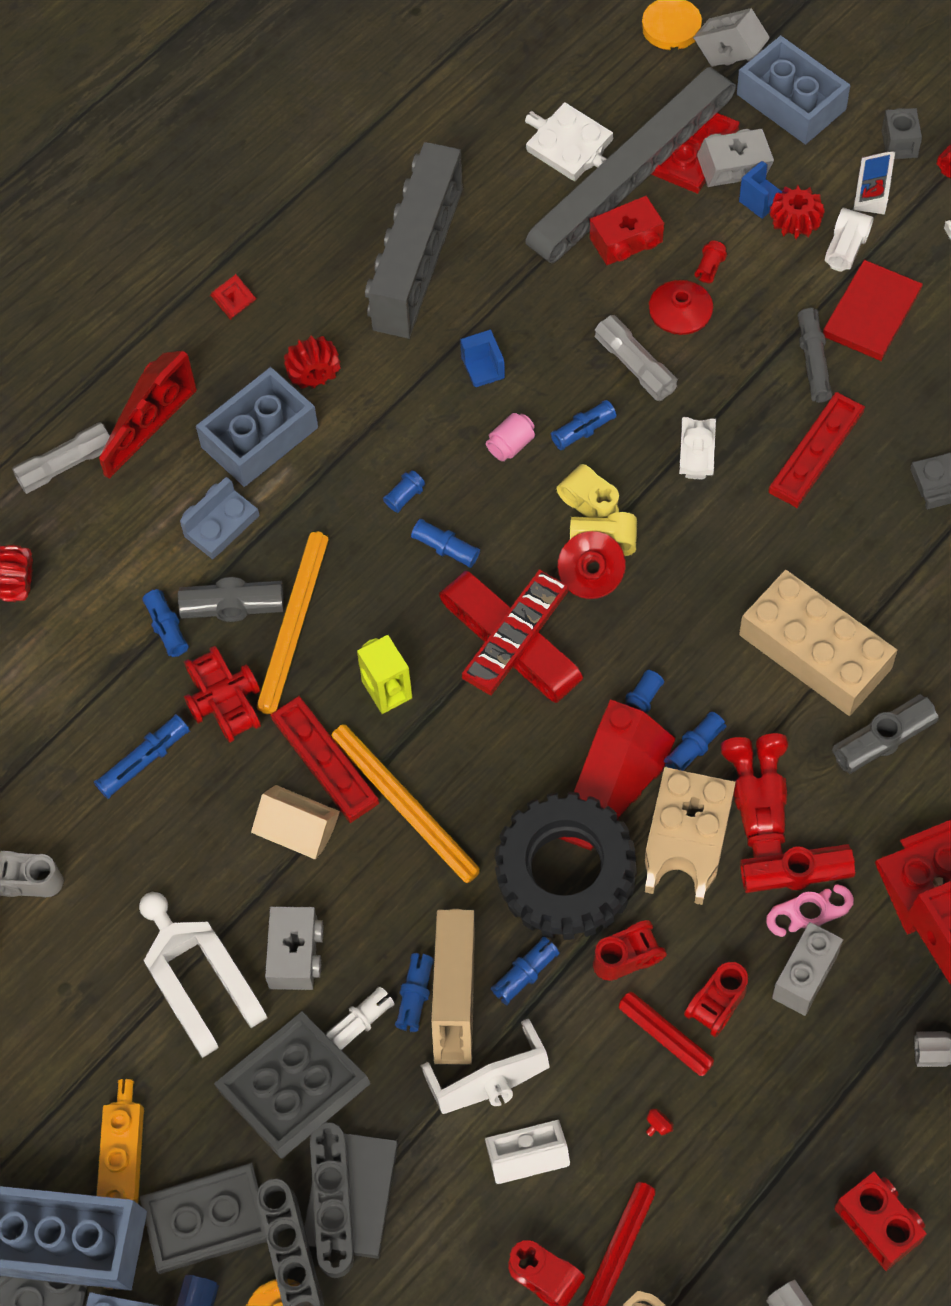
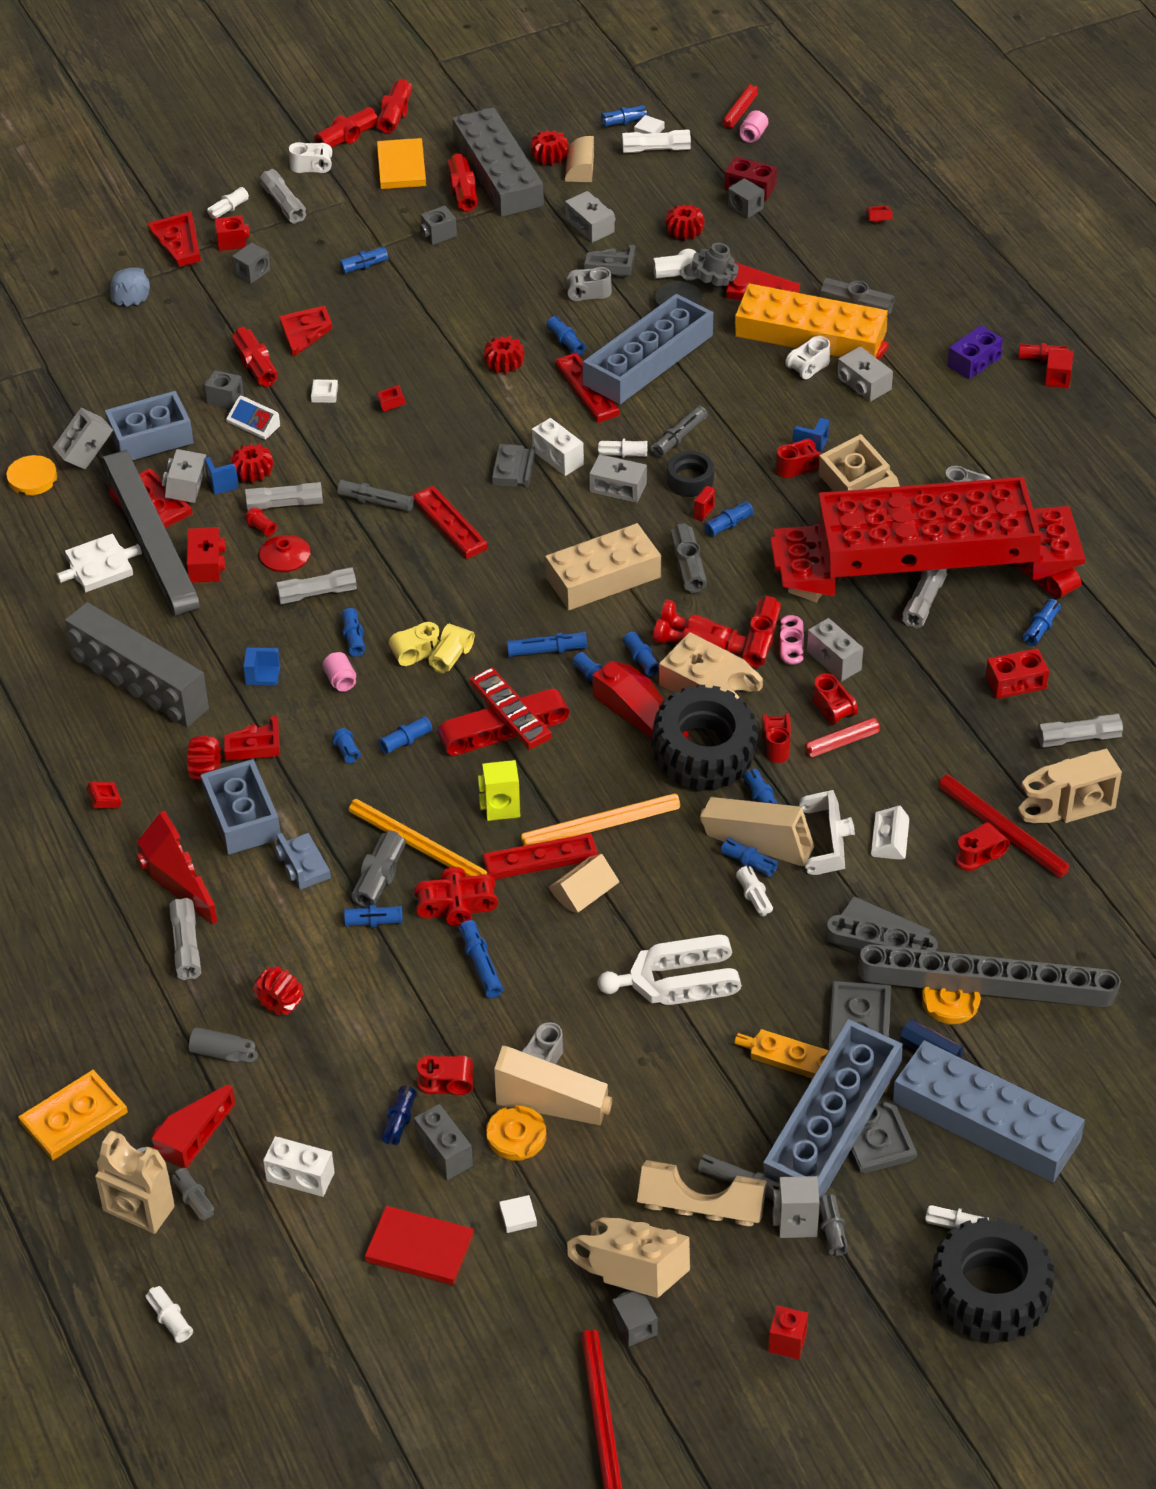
camera: 70 degrees left, 15 degrees down
(287, 928) = (683, 911): light grey brick -> none
(292, 1084) = (789, 934): dark grey plate -> none
(370, 401) = (253, 742): none -> red wing
(580, 553) = (473, 649): red dish -> none
(658, 1122) = (902, 760): red rock -> none
(668, 644) = (558, 642): none -> blue pin
(697, 448) = (414, 573): white hips -> none
(775, 283) = (284, 496): none -> light grey axle
(849, 232) = (288, 442): white piece -> none
(872, 310) = (356, 456): red tile -> none

